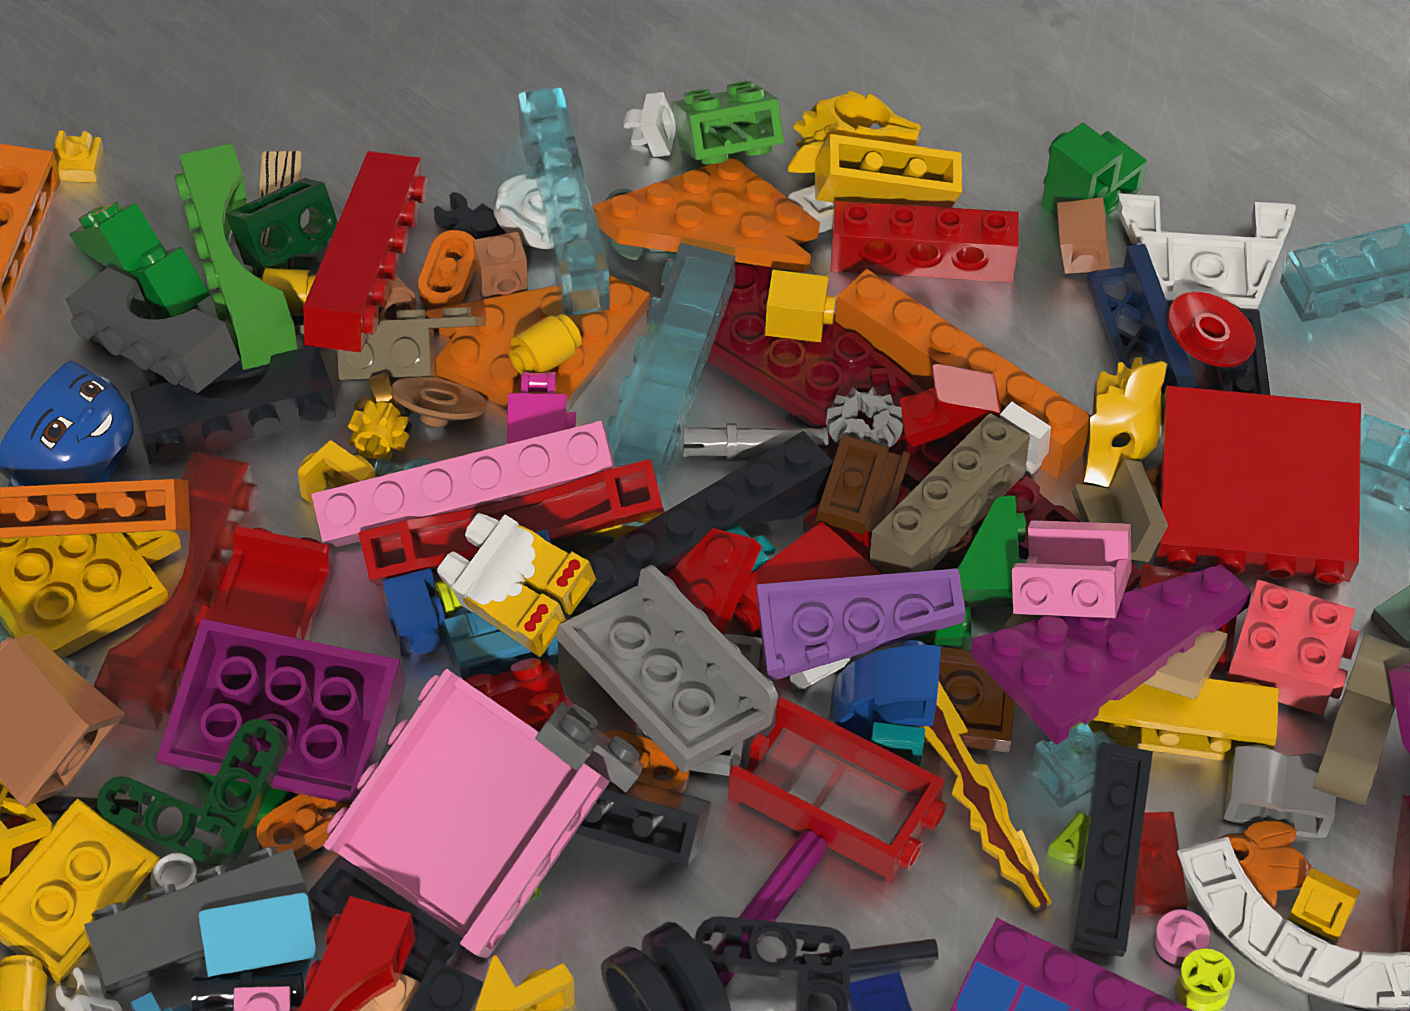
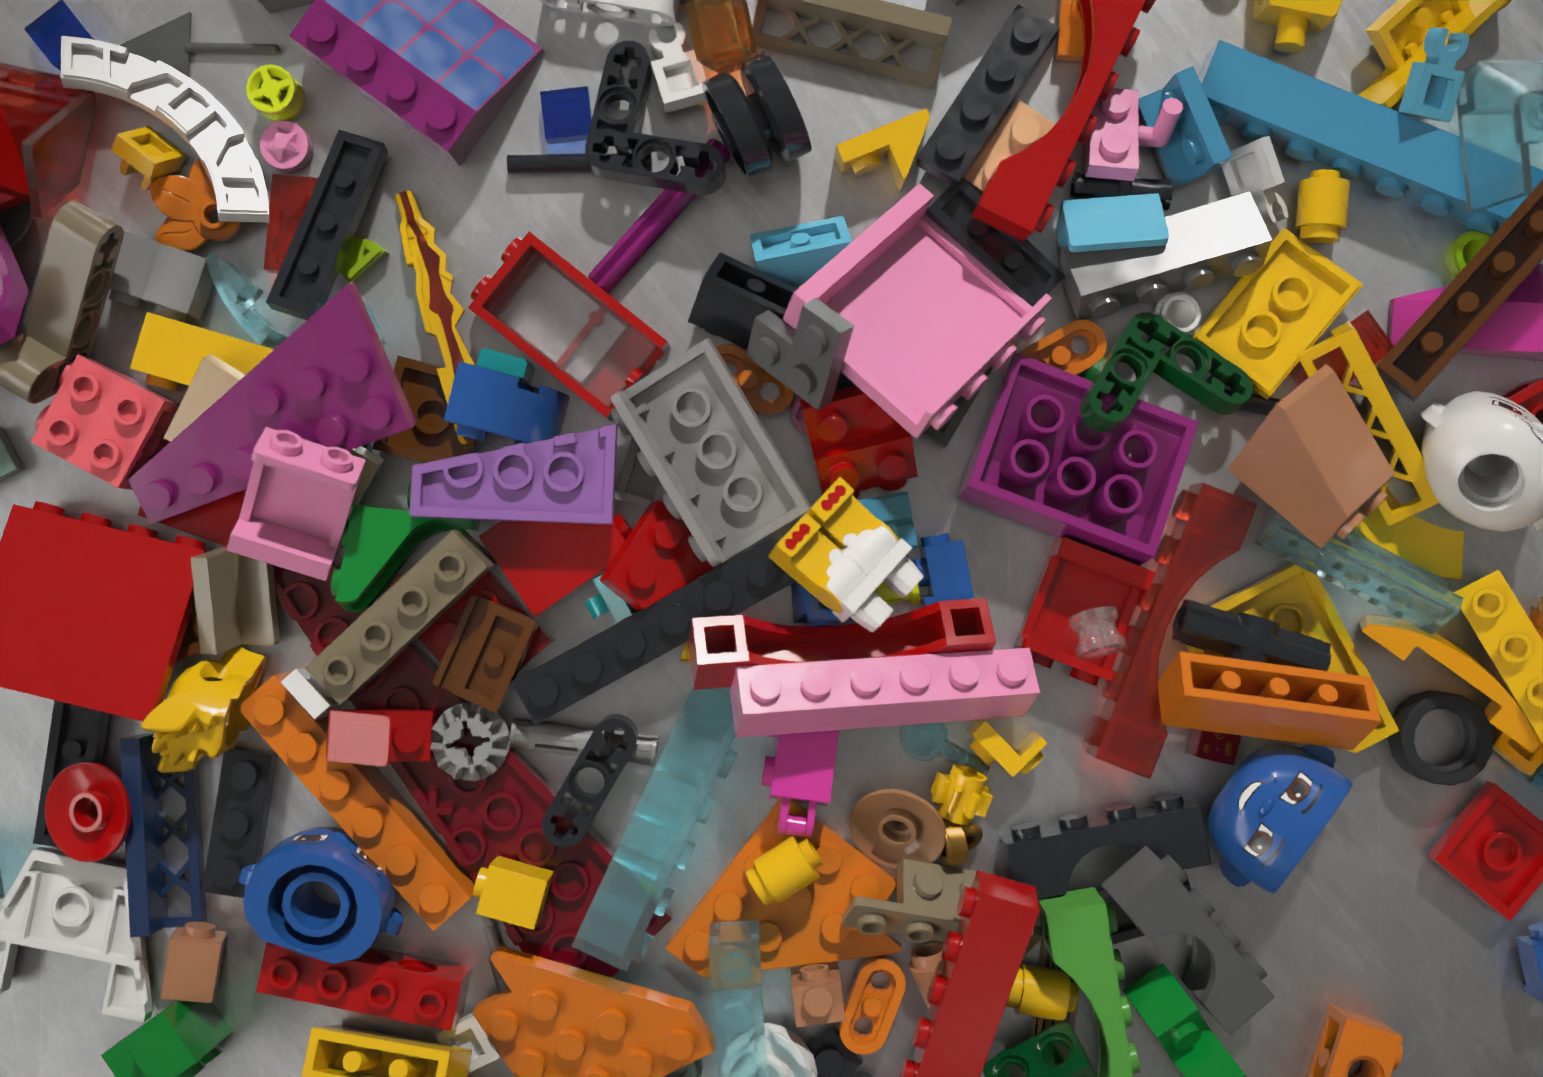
camera: 170 degrees left, 35 degrees up
(95, 571) = (1247, 637): none -> black piece
(252, 569) = (1097, 632): none -> clear wheel
(597, 889) = (799, 250): none -> medium azure panel
(742, 415) = (584, 816): none -> black beam
(978, 282) = (291, 914): none -> blue piece
(1073, 347) = (239, 818): none -> black plate
(1197, 786) = (239, 295): none -> clear light blue slope

